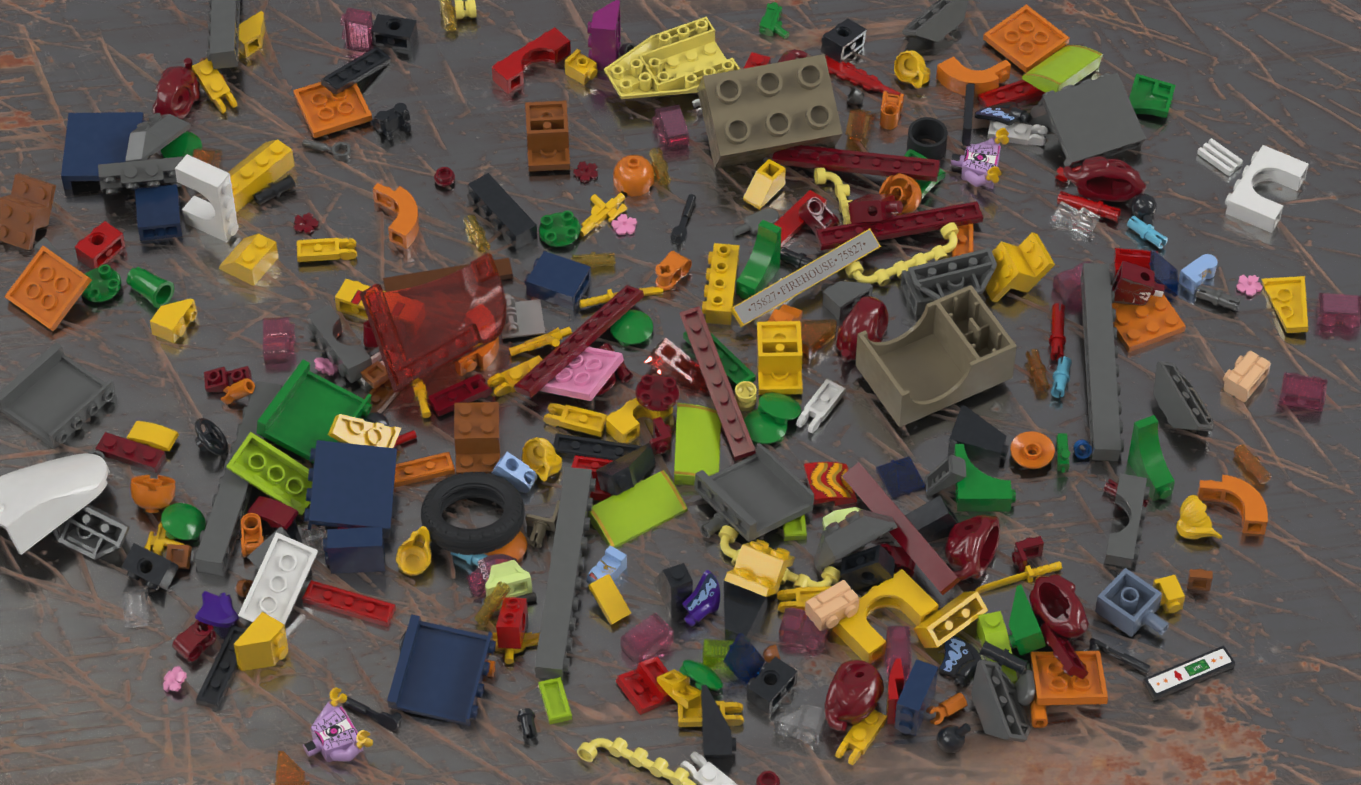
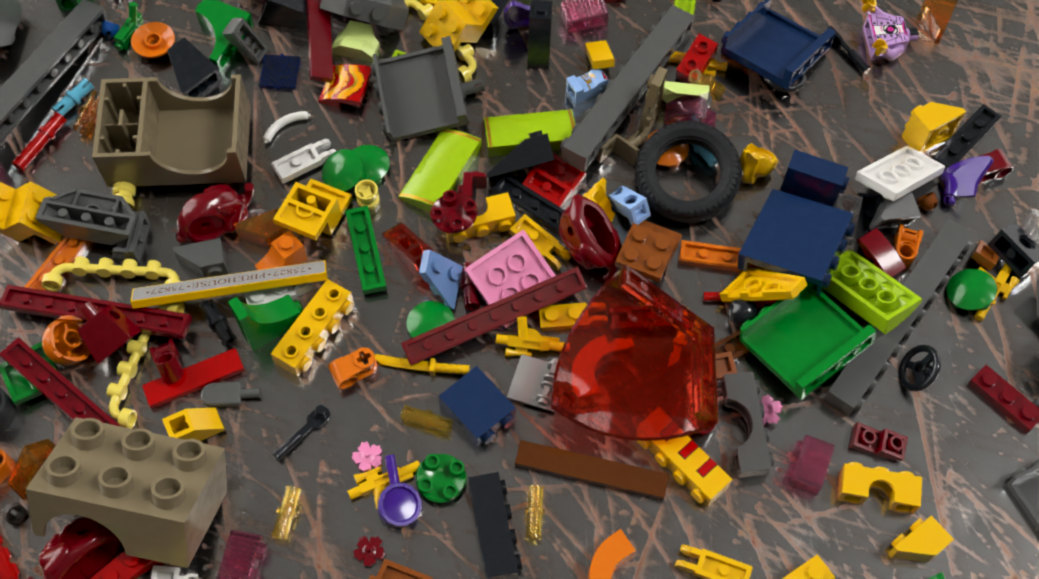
camera: 155 degrees left, 10 degrees up
(152, 493) = (999, 326): orange cylinder -> none
(153, 435) = (979, 402): yellow slope -> none
(174, 679) = (1018, 142): bright pink plant -> none
(203, 350) = (901, 488): none -> yellow arch
(238, 390) = (875, 409): orange bar -> none
(349, 603) = (827, 148): red tile -> none
(530, 418) = (590, 235): none -> dark red piece
(534, 556) = (653, 101): none -> dark tan wing
(581, 201) = (399, 502): none -> dark purple piece
(633, 175) = (322, 514): orange cylinder -> none
(639, 348) = (441, 275): none -> medium blue wing
(717, 383) = (386, 216): dark red plate -> none
(868, 423) = (277, 125): none -> white piece

